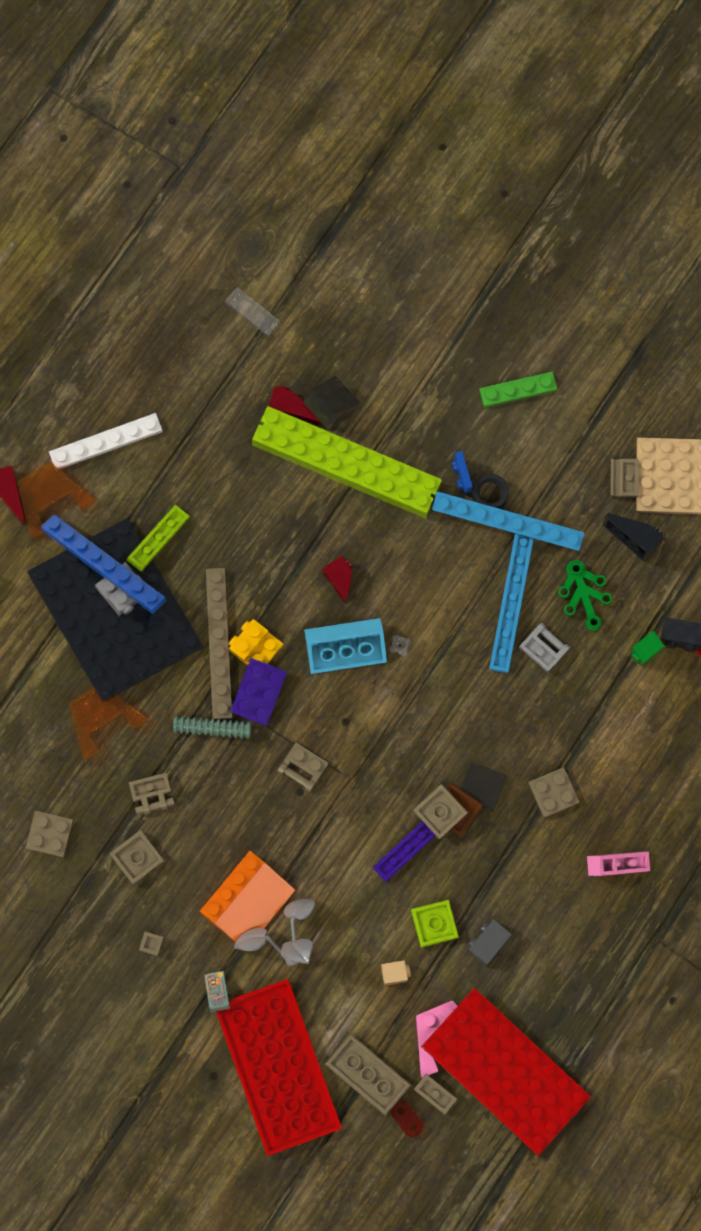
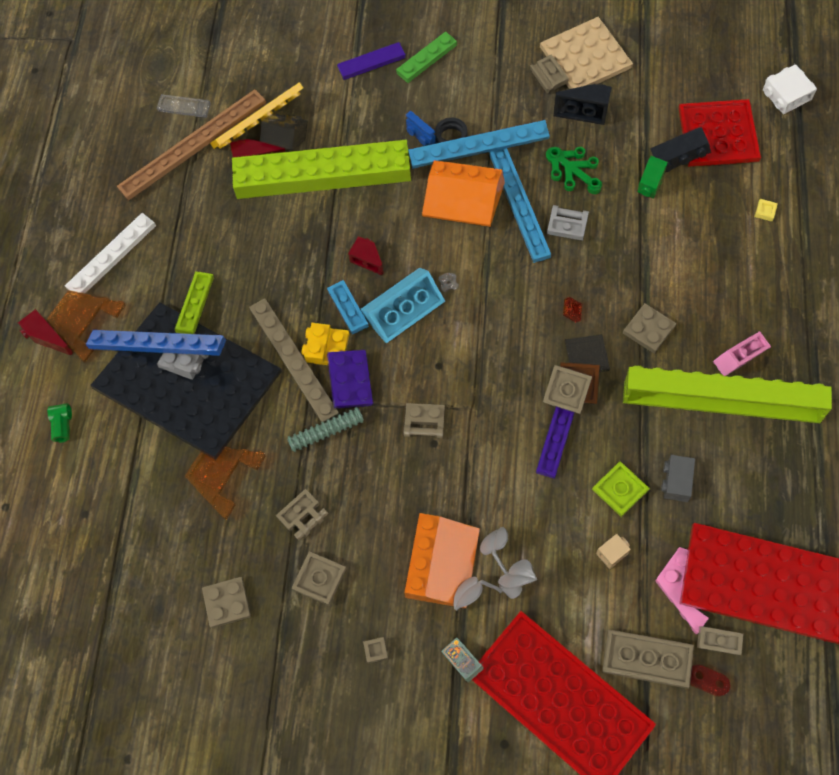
camera: 20 degrees left, 10 degrees down
(239, 362) = (191, 145): none -> medium nougat plate
(294, 619) = (347, 307): none -> dark azure plate
(315, 369) = (252, 120): none -> yellow plate
(461, 363) = (371, 61): none -> dark purple tile
(463, 564) = (463, 193): none -> orange slope
(494, 737) = (572, 309): none -> clear red plate
(575, 893) = (727, 394): none -> lime piece

